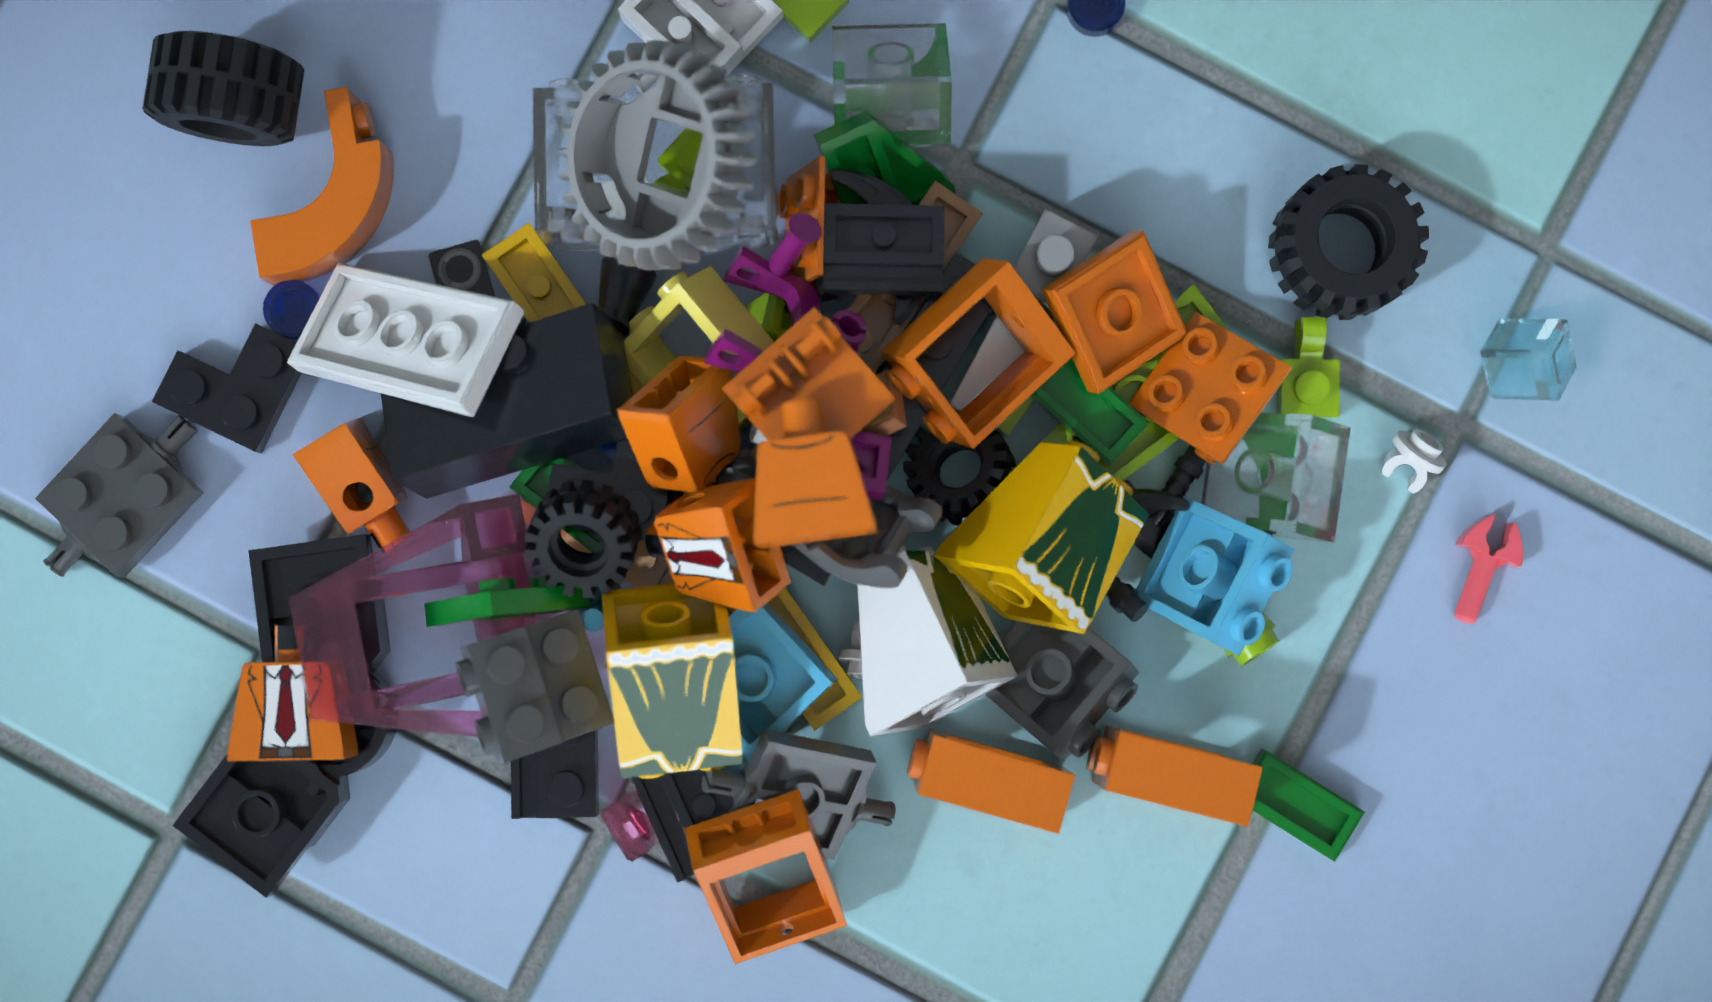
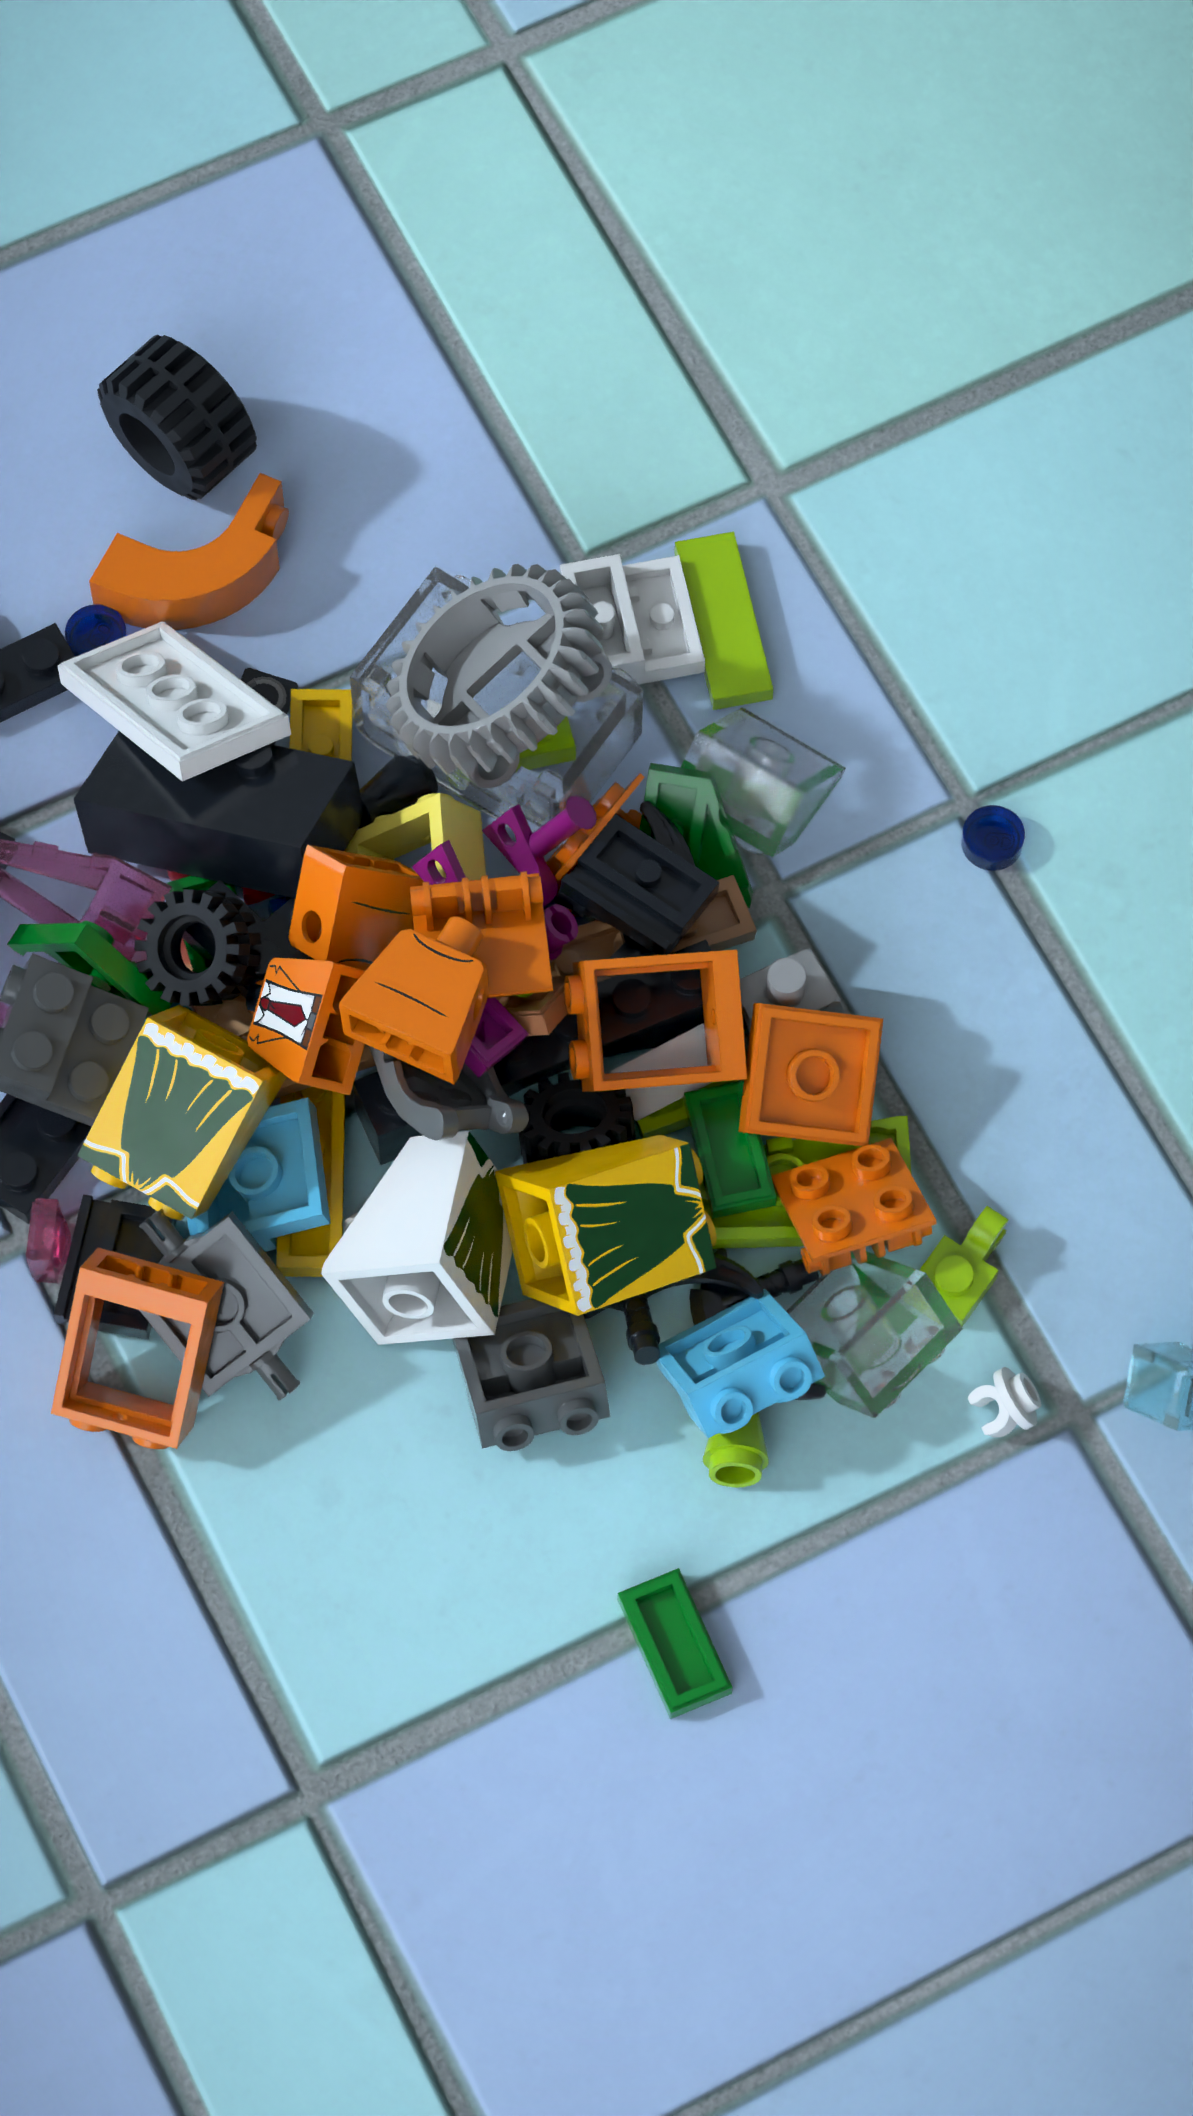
camera: 35 degrees right, 20 degrees down
(337, 465) = (39, 785): orange torso -> none
(991, 780) = (402, 1403): orange window -> none
(1174, 775) = (573, 1511): orange window -> none
(1384, 214) = (1086, 1123): black tyre -> none
(1485, 564) = (1008, 1545): coral bar -> none

